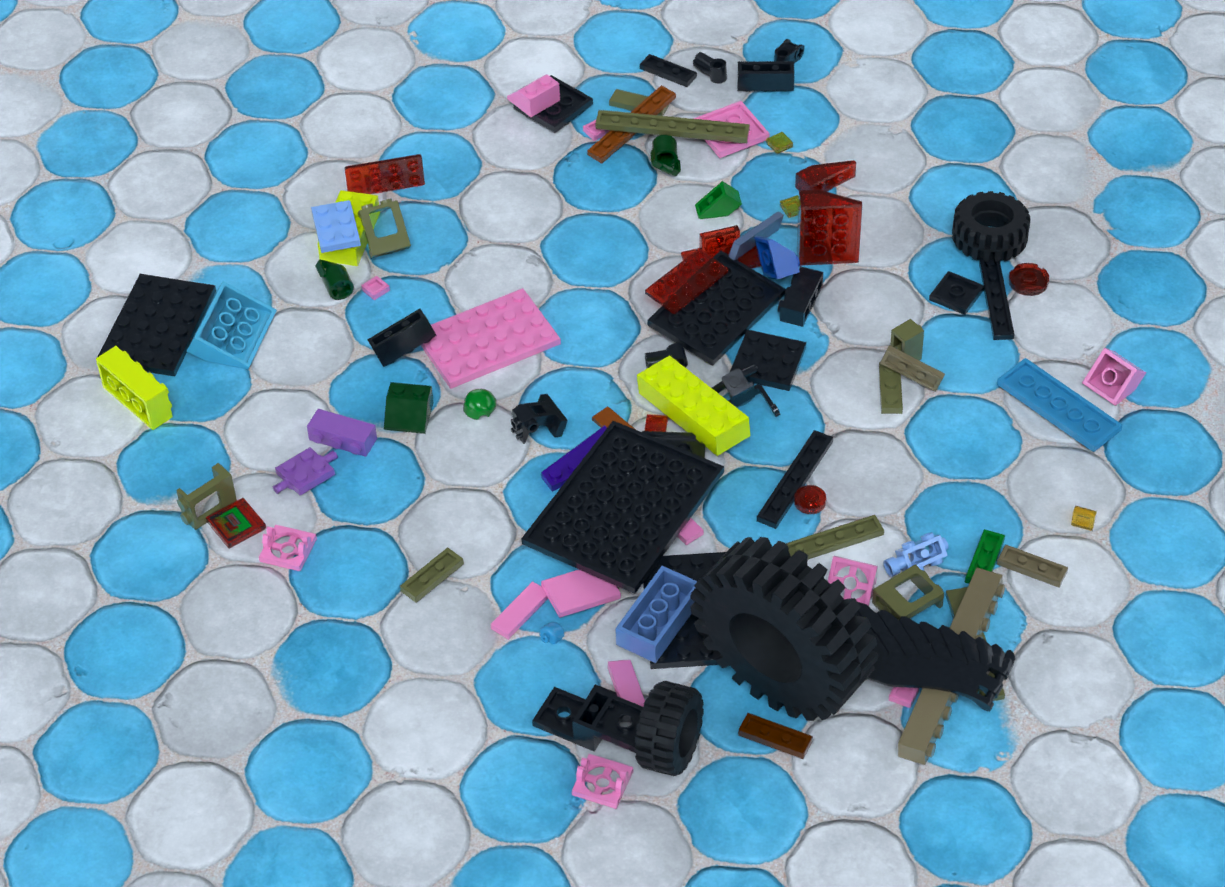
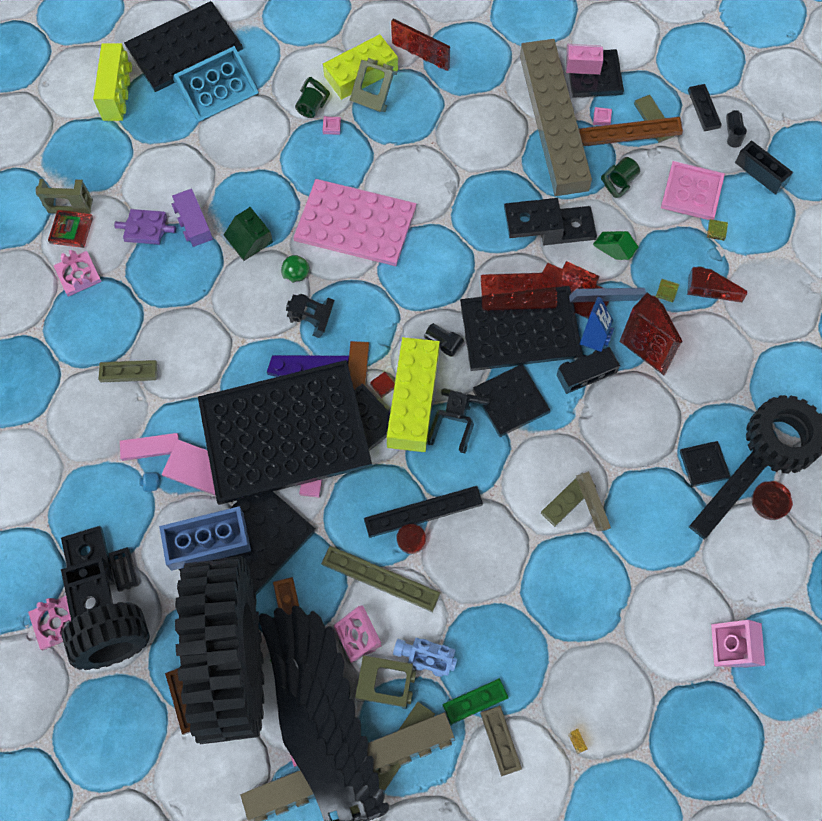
camera: 45 degrees right, 20 degrees up
(335, 226) = (342, 59): light blue plate -> none
(402, 337) = (294, 178): black brick -> none
(561, 152) = (555, 118): none -> dark tan brick
(625, 681) = (139, 569): bright pink tile -> none
(649, 222) = (549, 221): none -> black bracket
(672, 126) = (649, 158): olive plate -> none
(789, 51) = (803, 161): black piece -> none
(908, 338) = (612, 478): olive brick -> none
(1059, 404) = (670, 629): dark azure plate -> none

